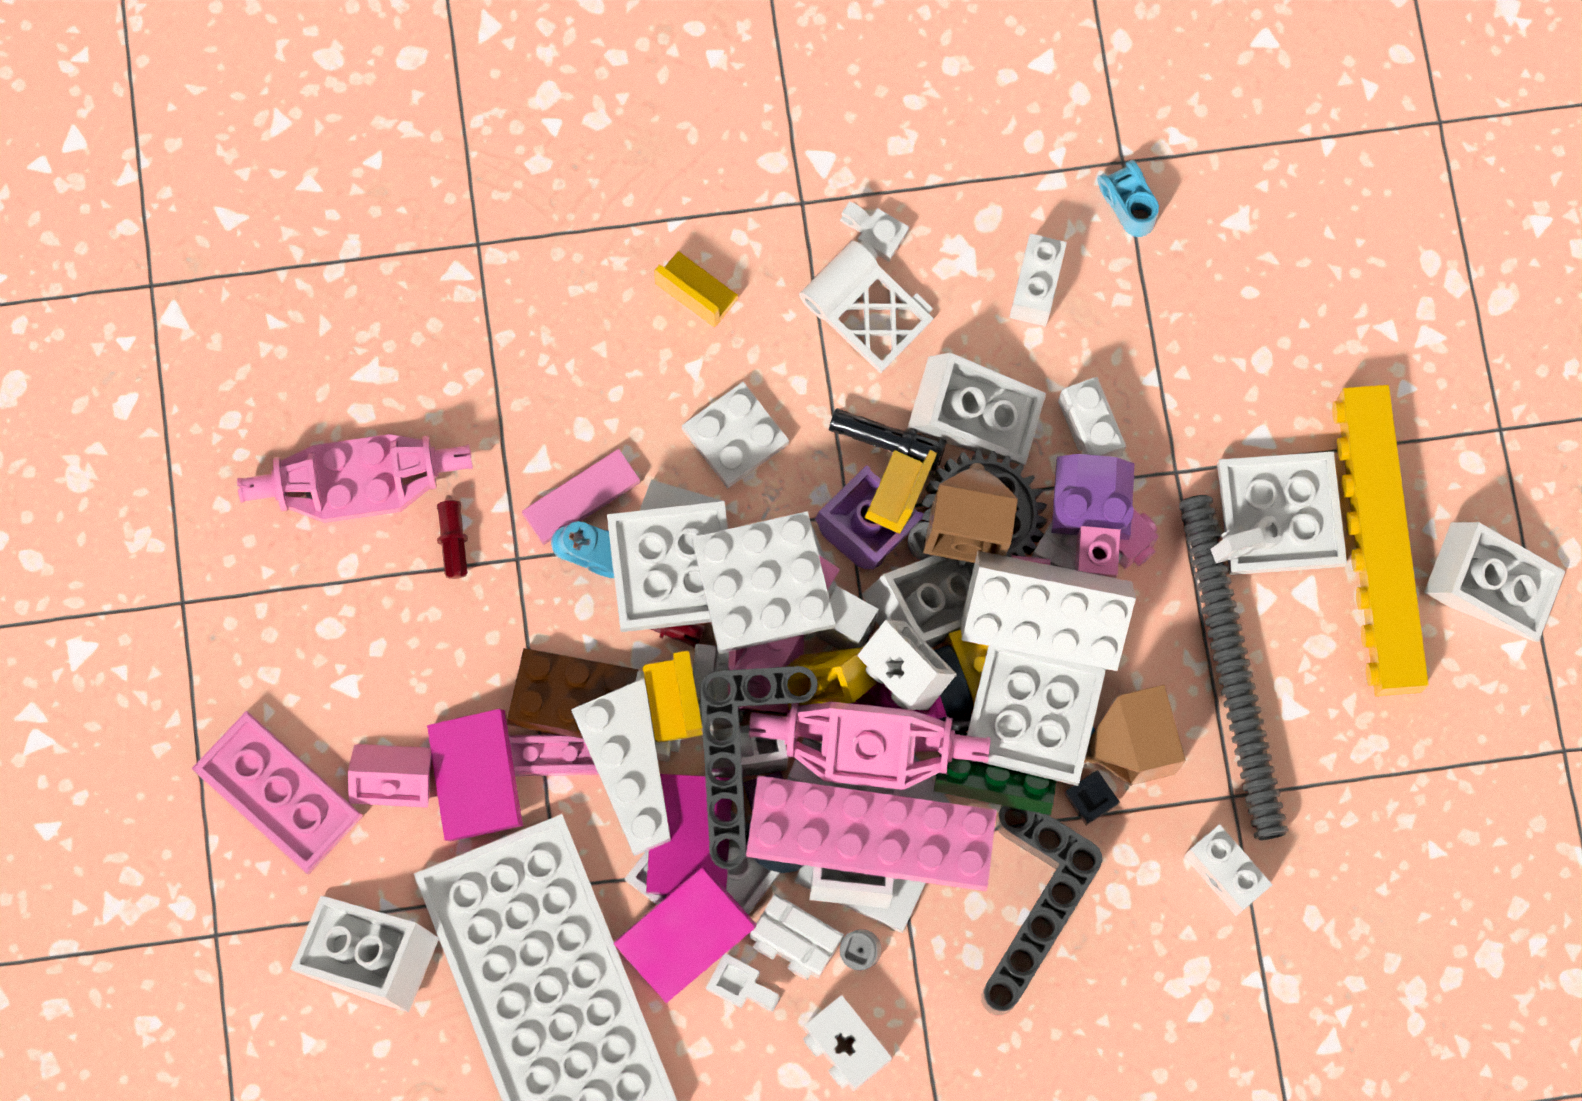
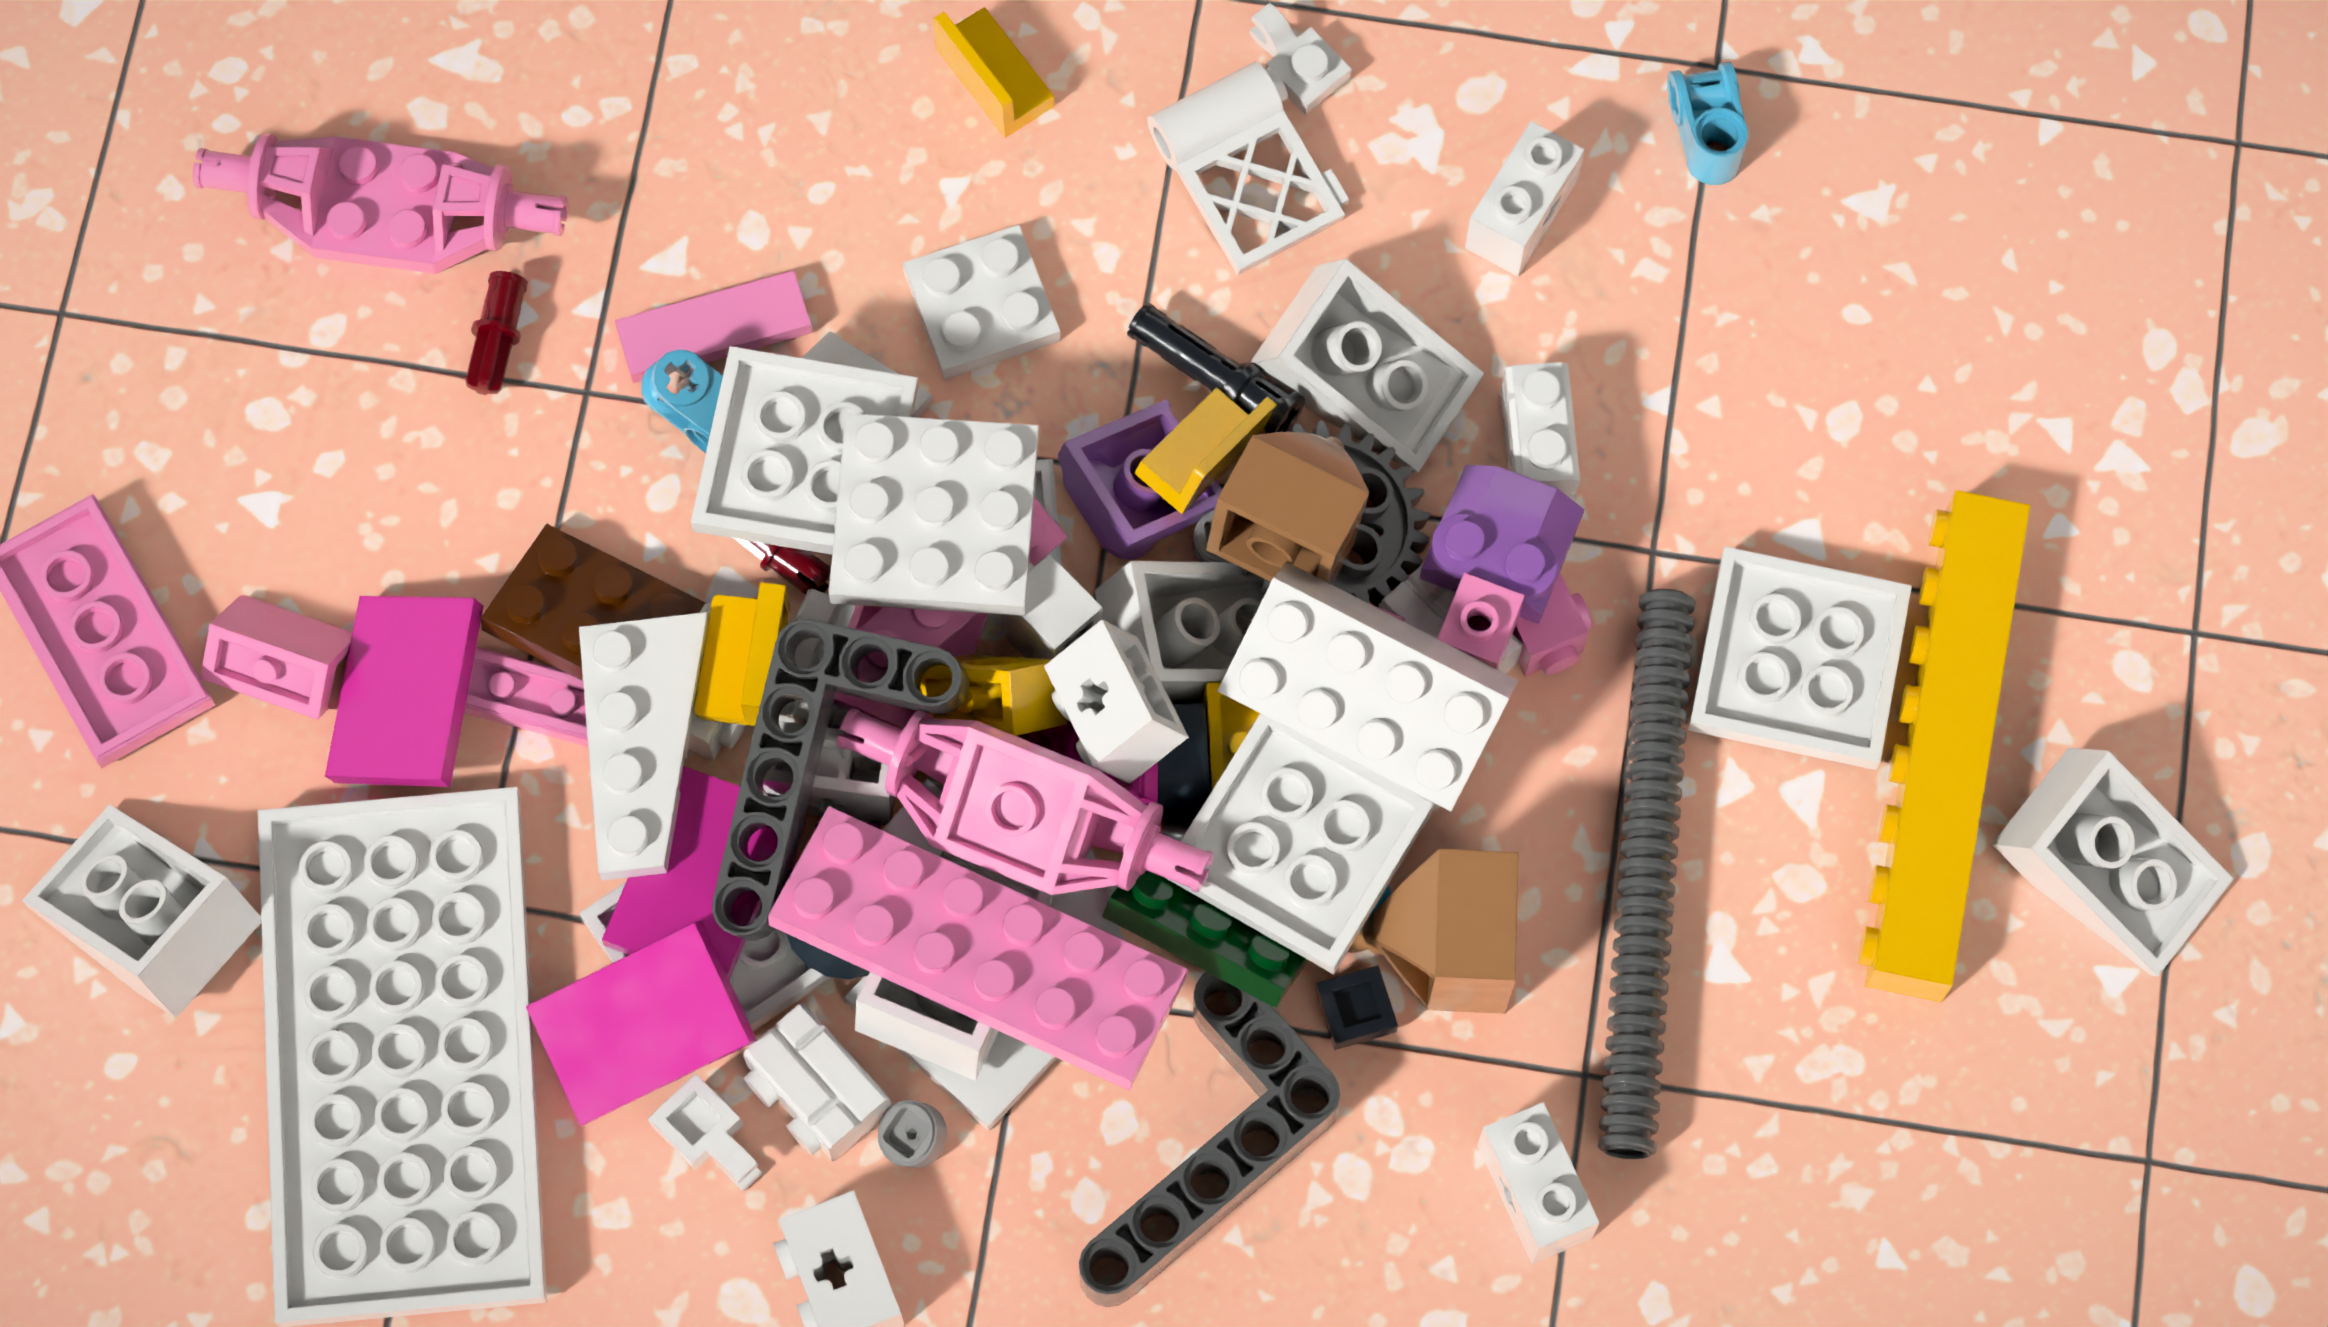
camera: 20 degrees right, 5 degrees down
(1239, 542) = (1718, 679): white plate -> none

